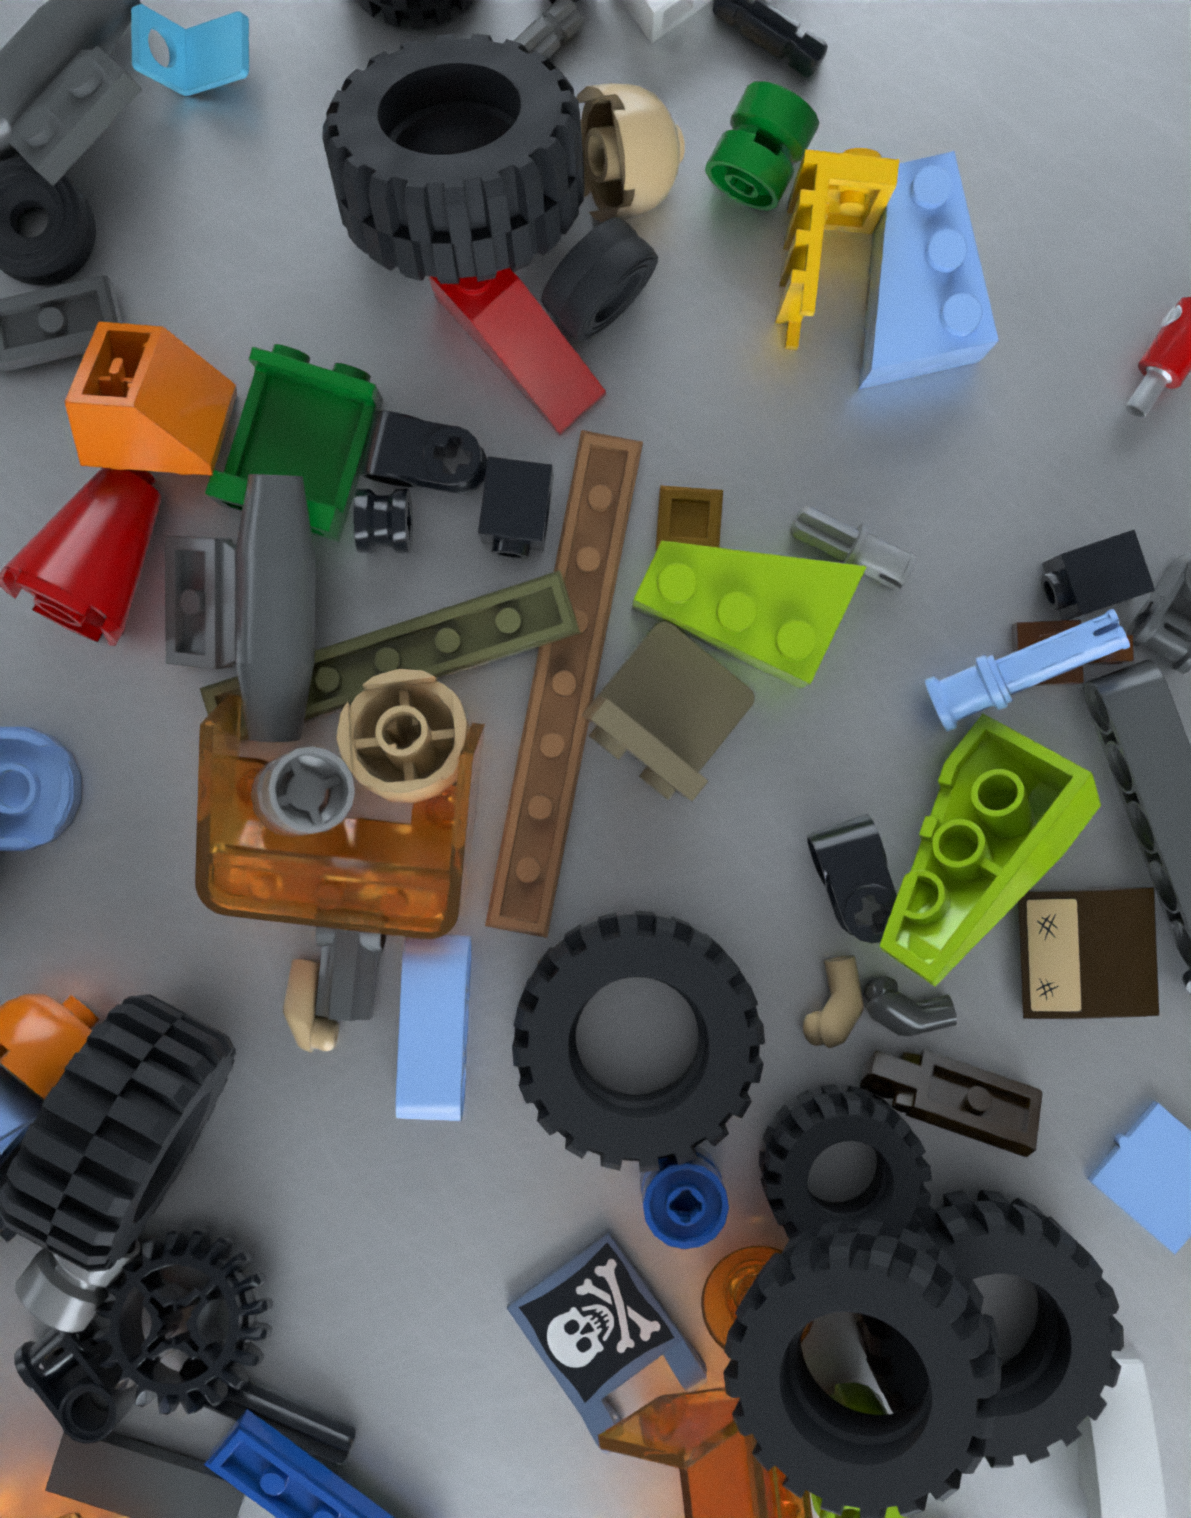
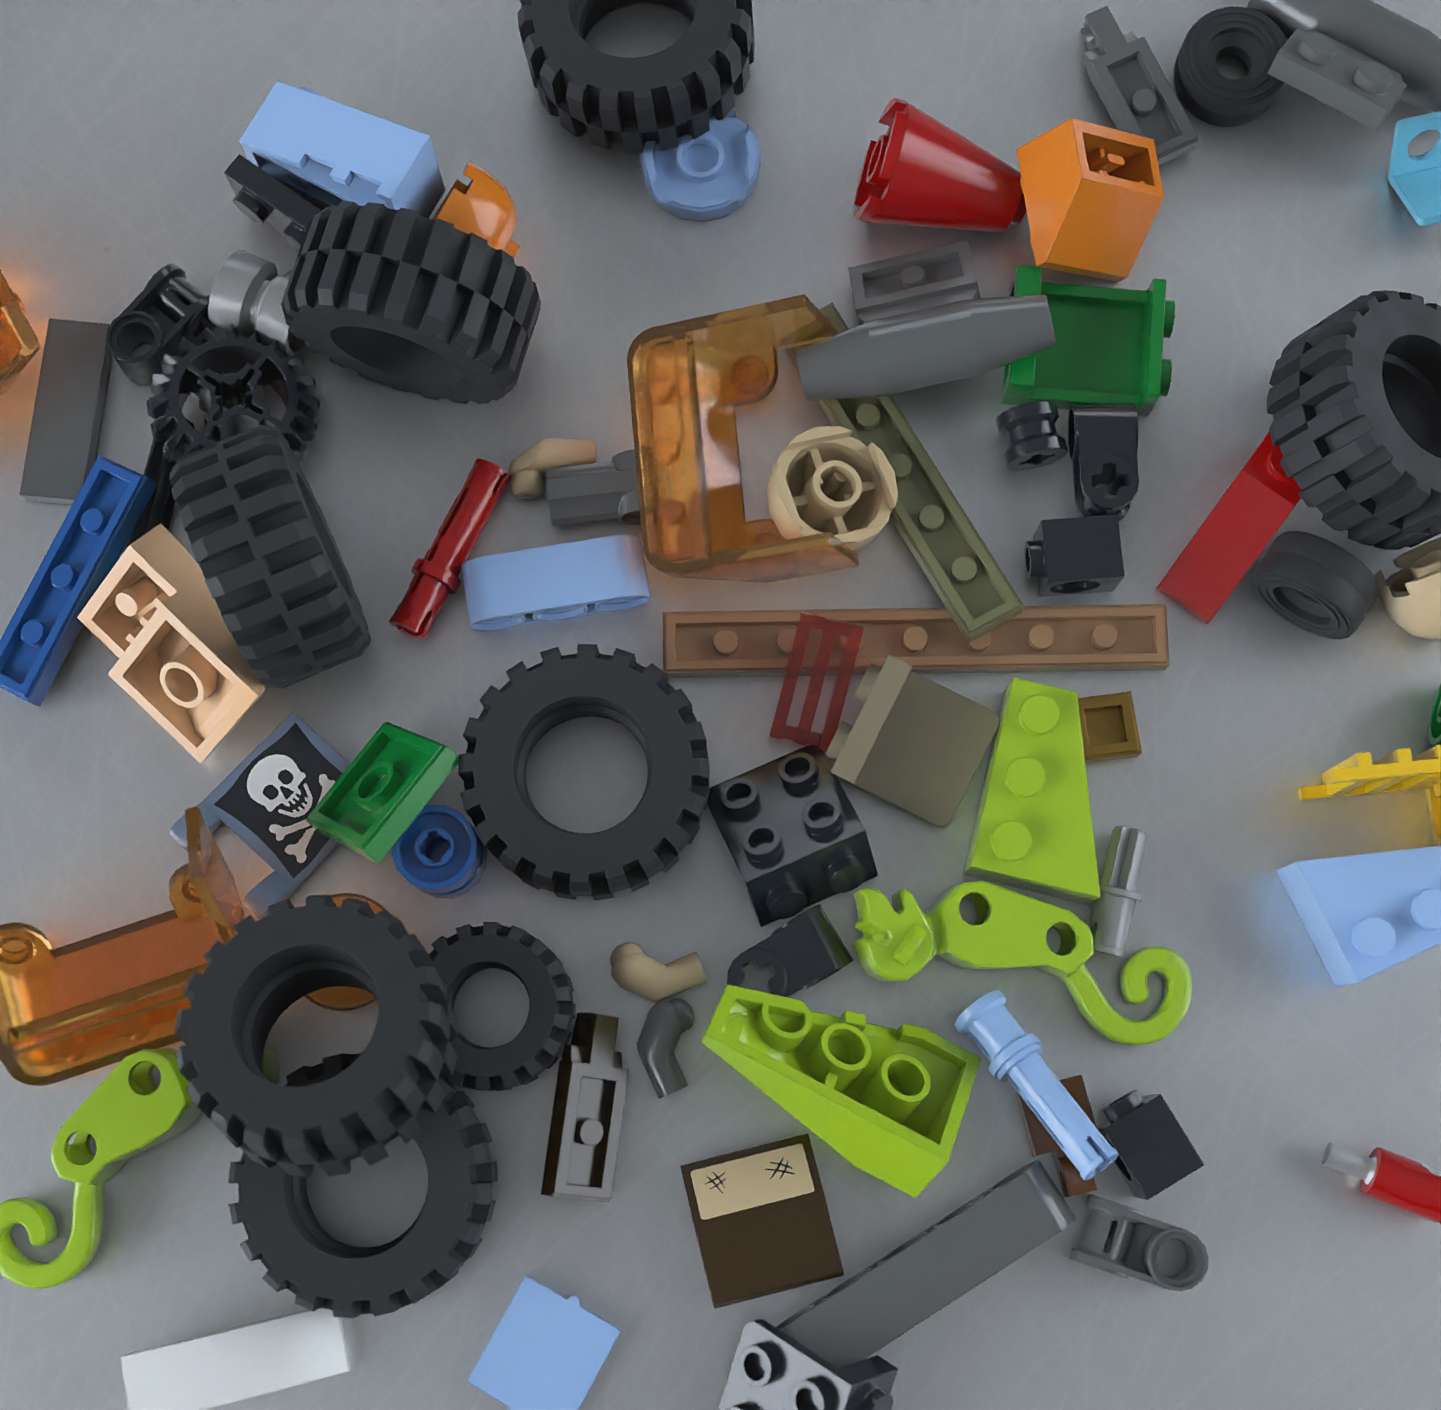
camera: 85 degrees right, 10 degrees down
(303, 792) = (758, 408): light grey wheel -> none
(360, 1328) = (269, 557): none -> black tyre
(376, 1124) = (439, 569): none -> red pin
(418, 1423) = (172, 643): none -> light nougat slope
(616, 1243) = (383, 791): none -> green plate
(633, 812) = (803, 733): none -> clear red tile
(731, 849) = (791, 834): none -> black bracket
(880, 660) = (1012, 934): none -> lime animal

